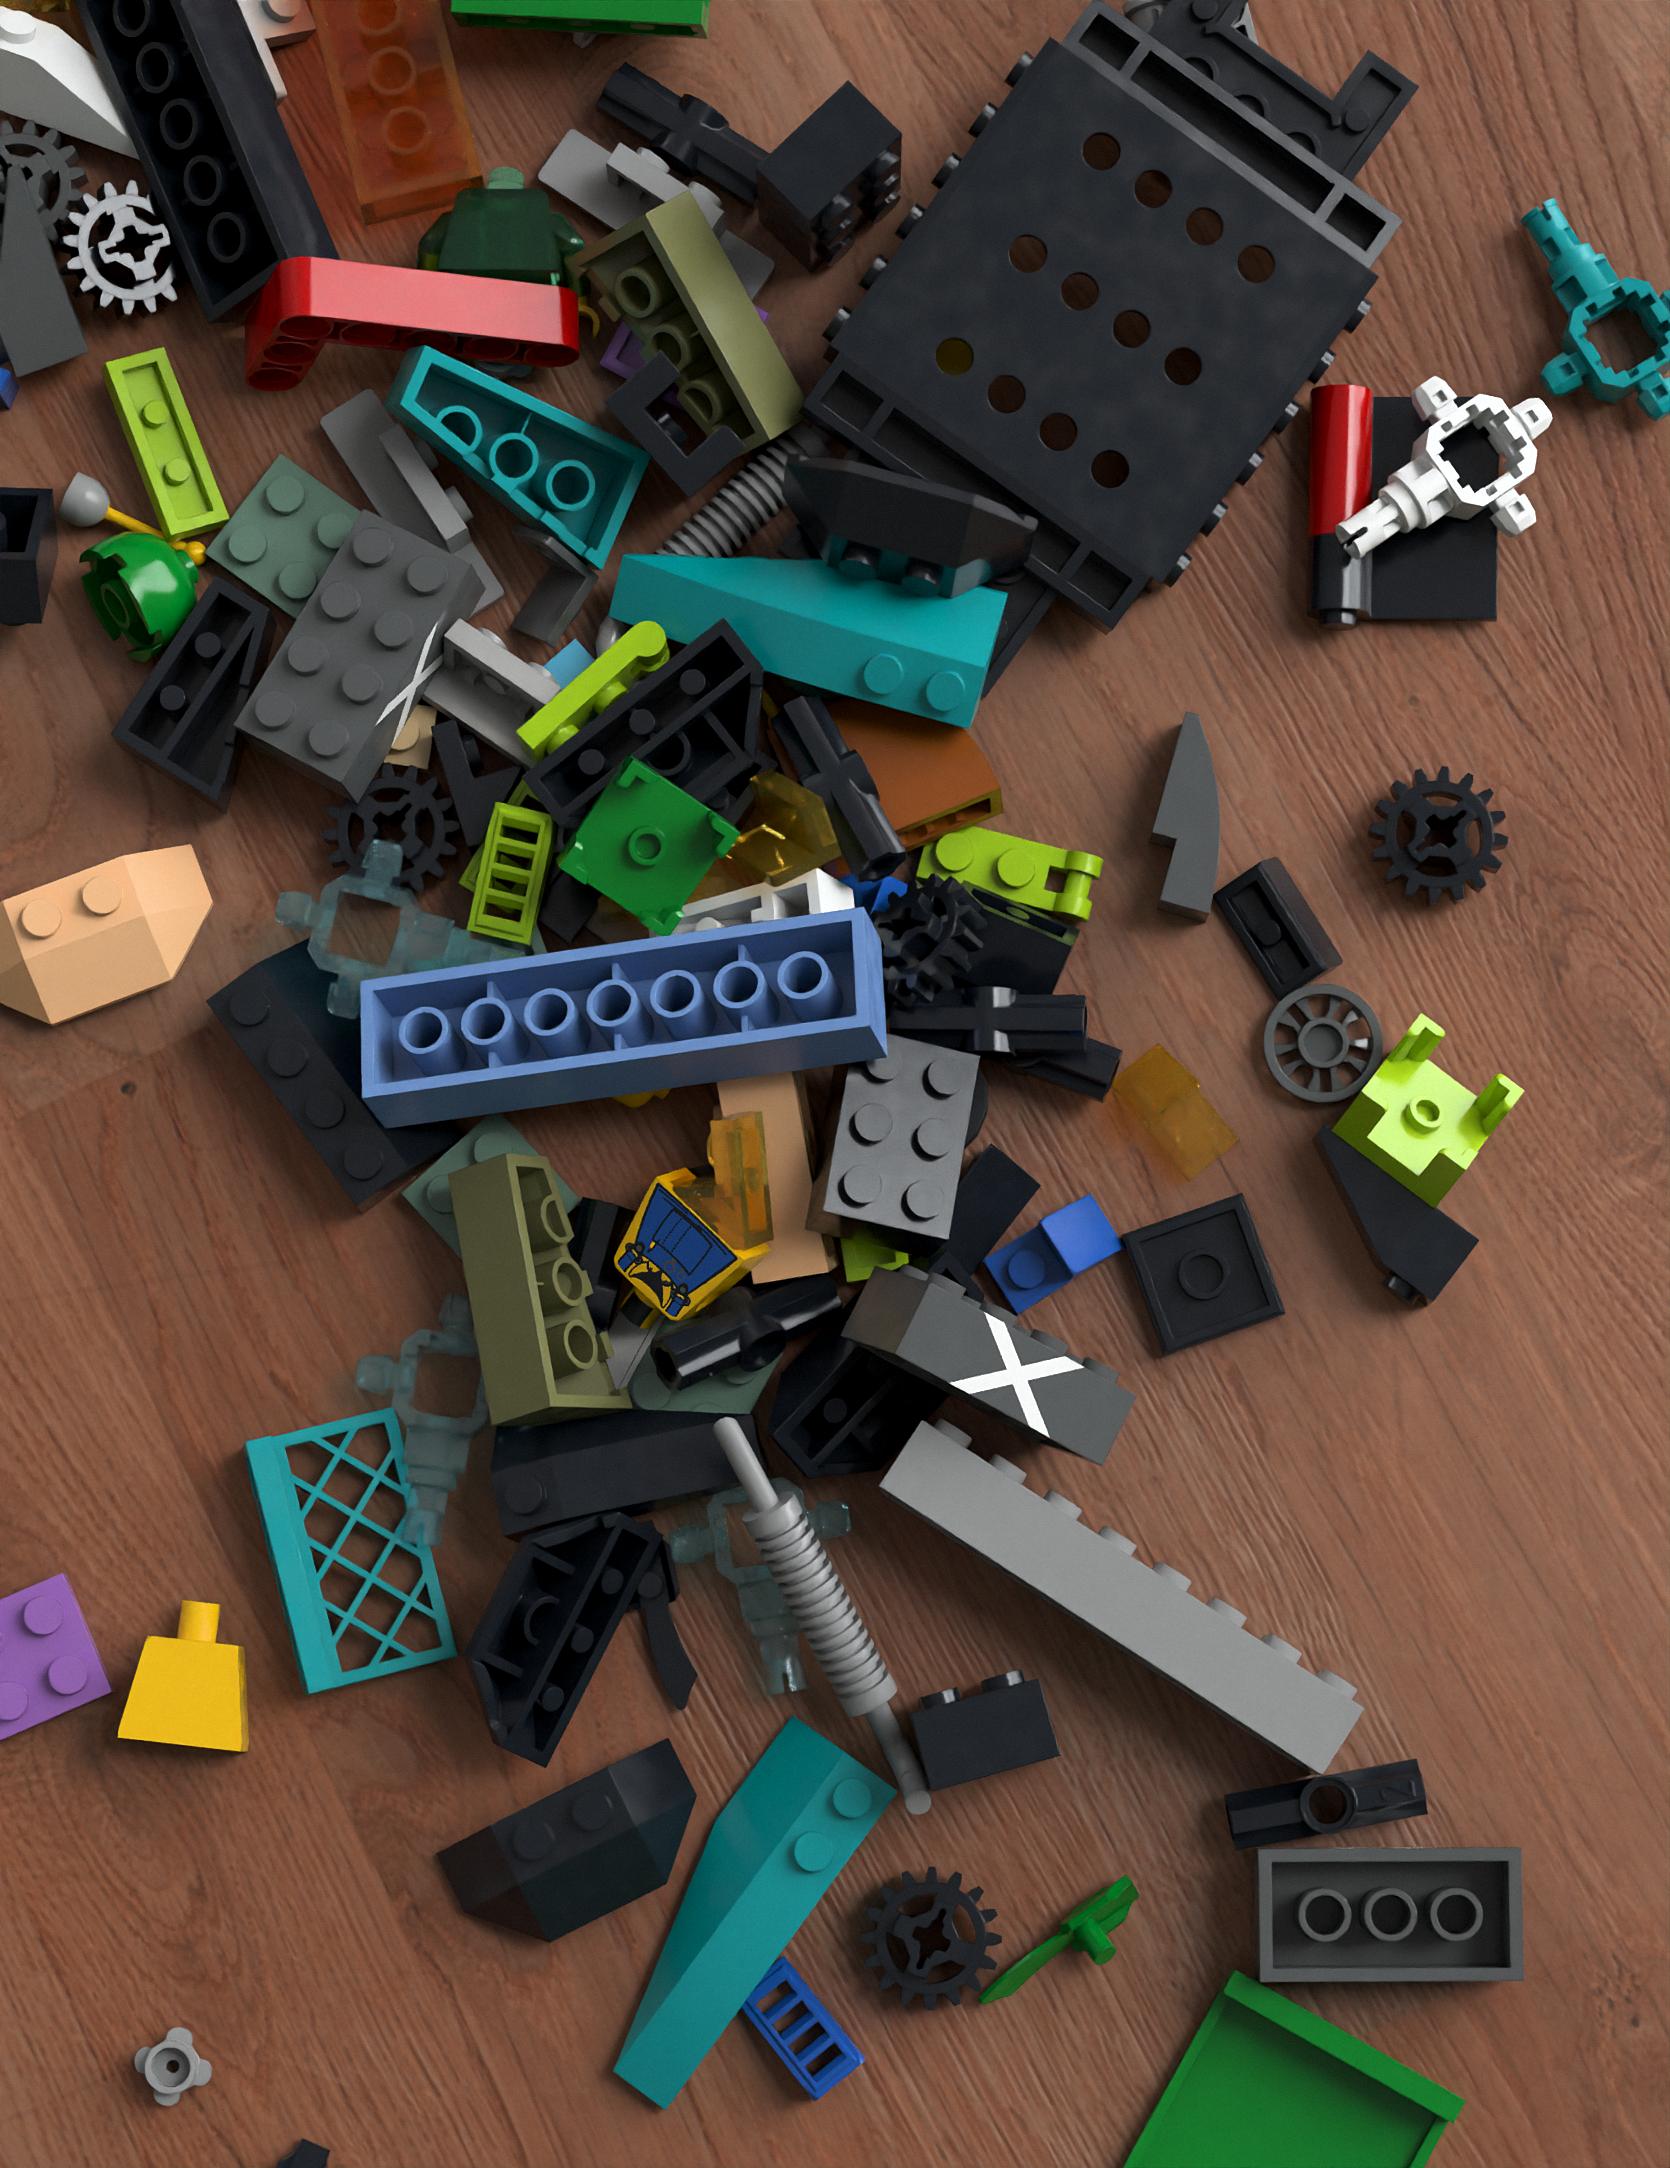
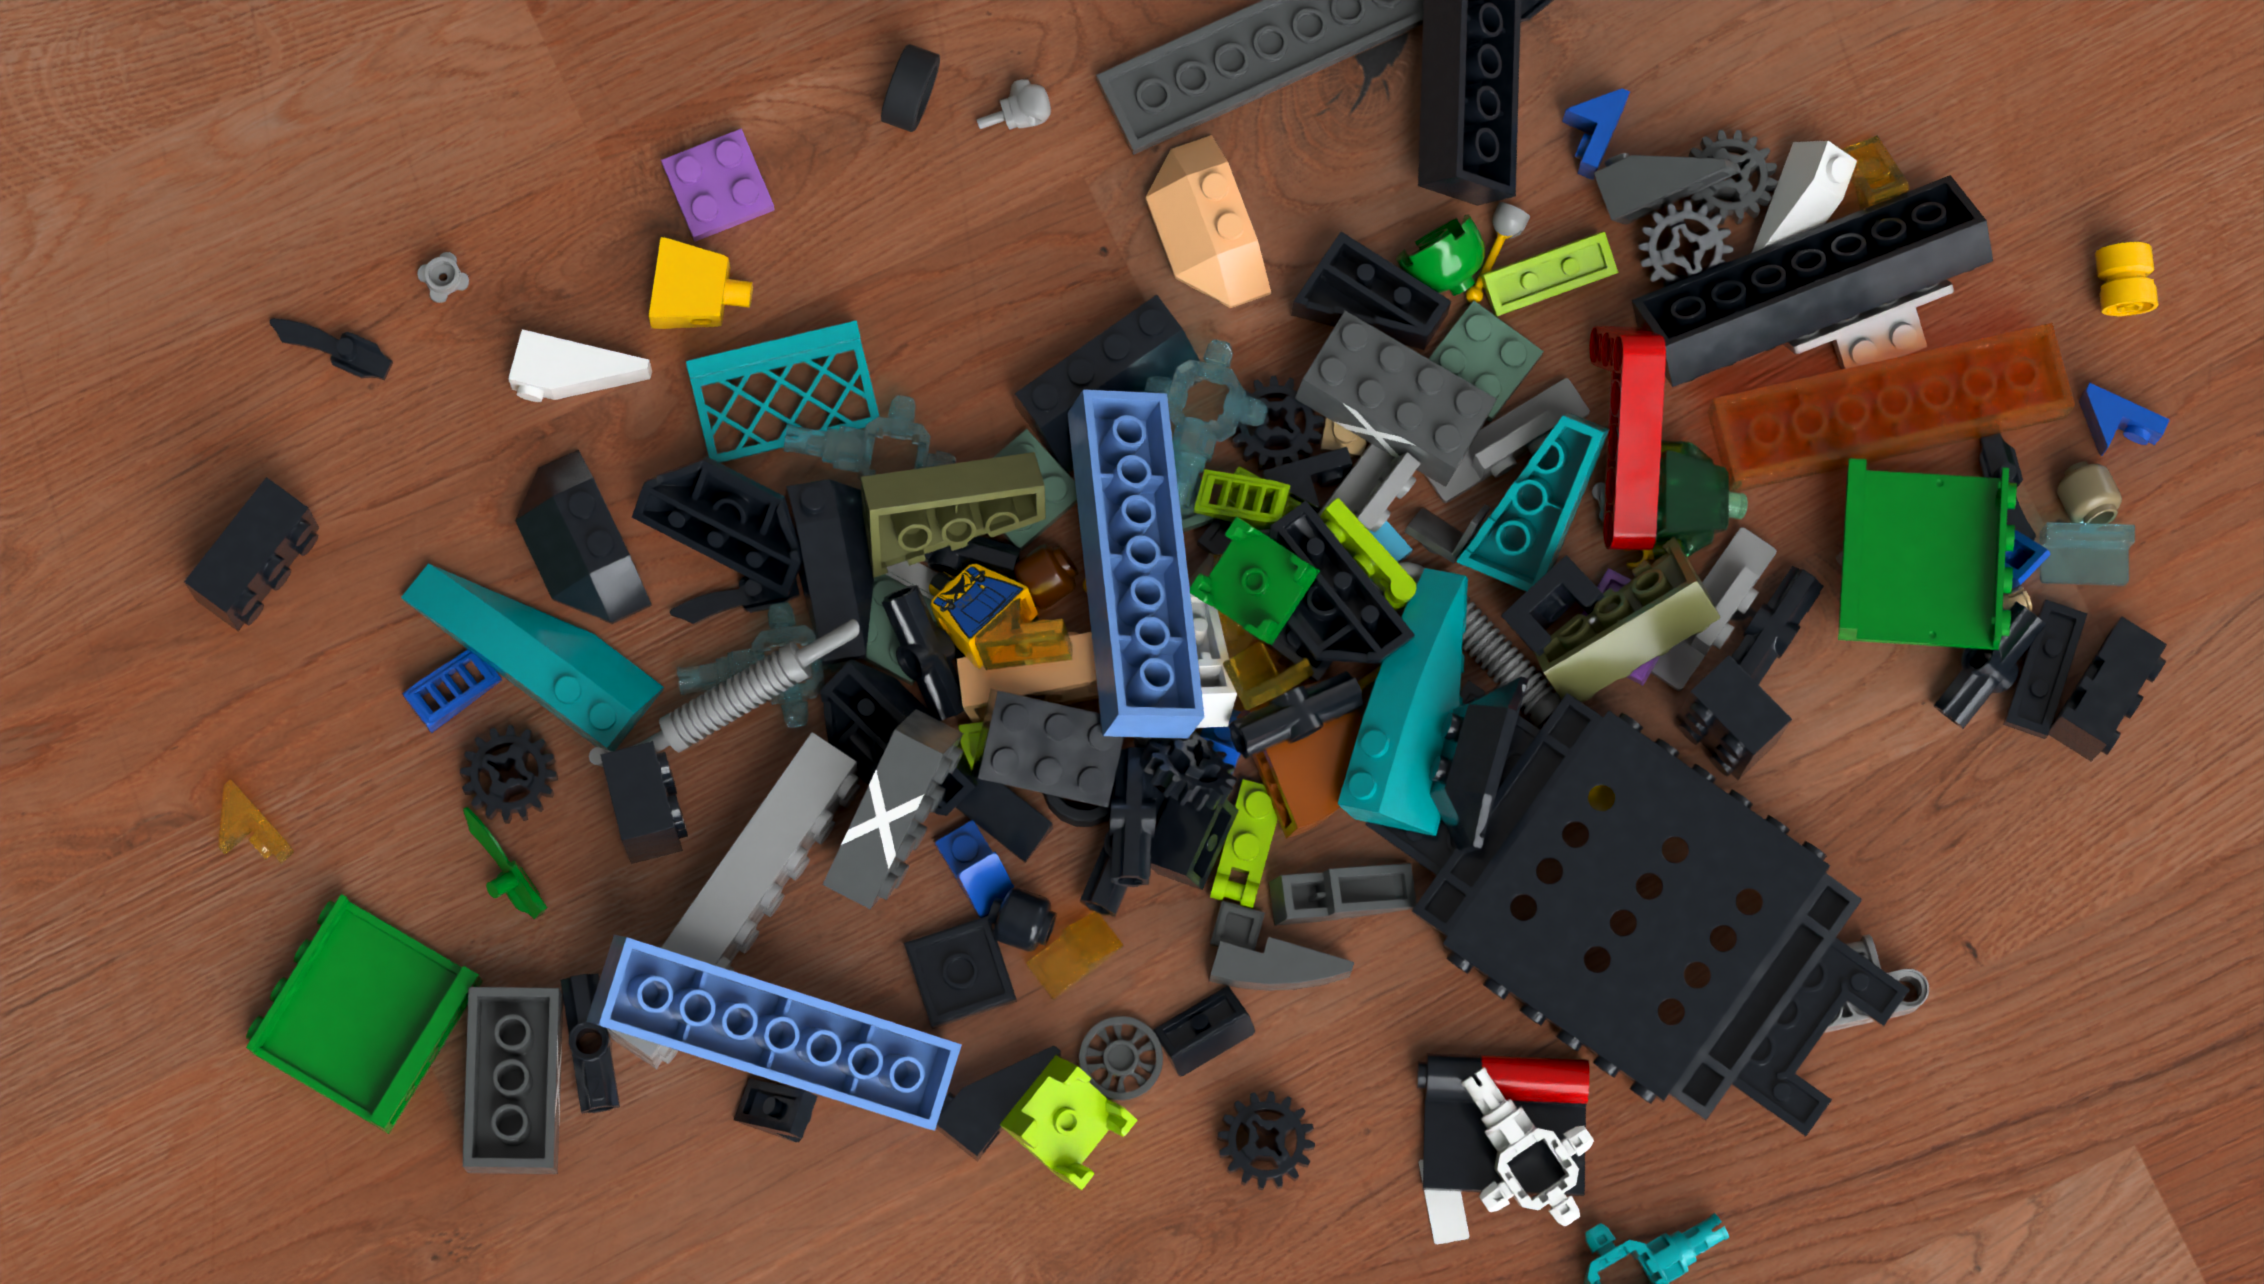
camera: 85 degrees right, 5 degrees down
(315, 1878) = (566, 368): none -> white slope
(622, 1160) = (1047, 574): none -> reddish brown head
(1080, 734) = (1342, 893): none -> dark grey slope
(1130, 1184) = (1022, 919): none -> black head
(1131, 882) = (1237, 926): none -> dark grey tile
(1325, 1533) = (773, 1032): none -> medium blue brick
(1414, 1530) = (776, 1109): none -> black slope
(1527, 591) = (1446, 1214): none -> white sticker

